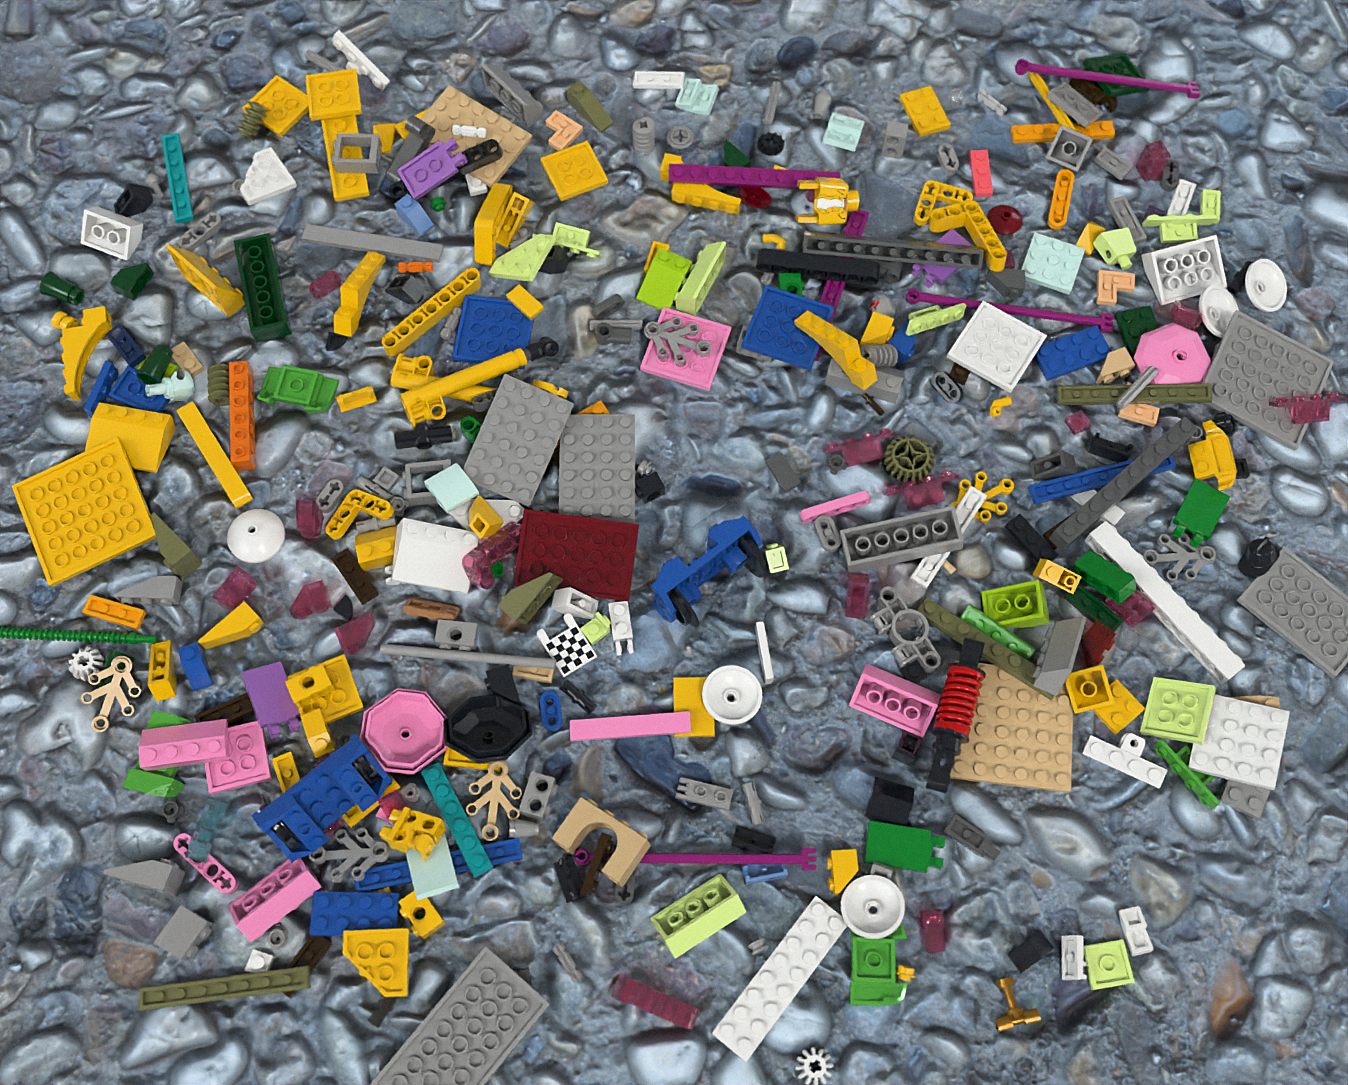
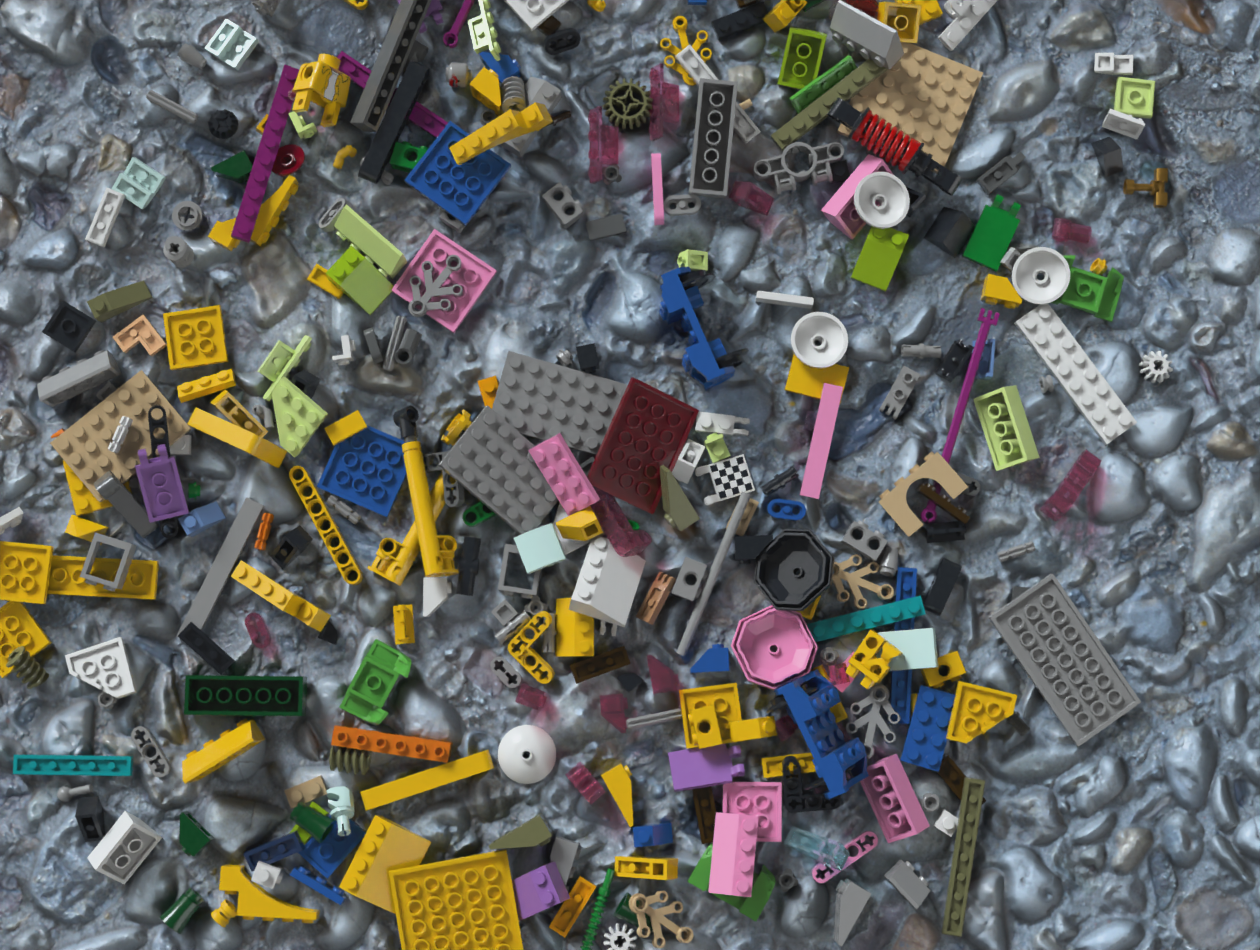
camera: 75 degrees left, 15 degrees up
(103, 345) = (267, 875): none -> white bracket
(123, 575) = (539, 890): none -> medium lavender slope
(260, 789) = (796, 793): none -> black beam
(299, 247) = (206, 648): none -> black plate
(310, 637) = (652, 719): none -> light grey axle
(380, 678) = (713, 660): none -> blue slope
(389, 415) = (435, 593): none -> white slope
(509, 889) = (941, 586): none -> black beam
(527, 488) = (564, 474): none -> bright pink plate
(533, 189) = (206, 385): none -> yellow plate
(555, 78) = (69, 326): none -> black plate
(597, 287) = (348, 347): none -> white bracket
(787, 426) = (559, 207): none -> light grey brick
(788, 200) = (303, 130): none -> yellowish green bracket
(839, 735) = (879, 257): none -> lime slope
(908, 714) = (890, 194): none -> white dish

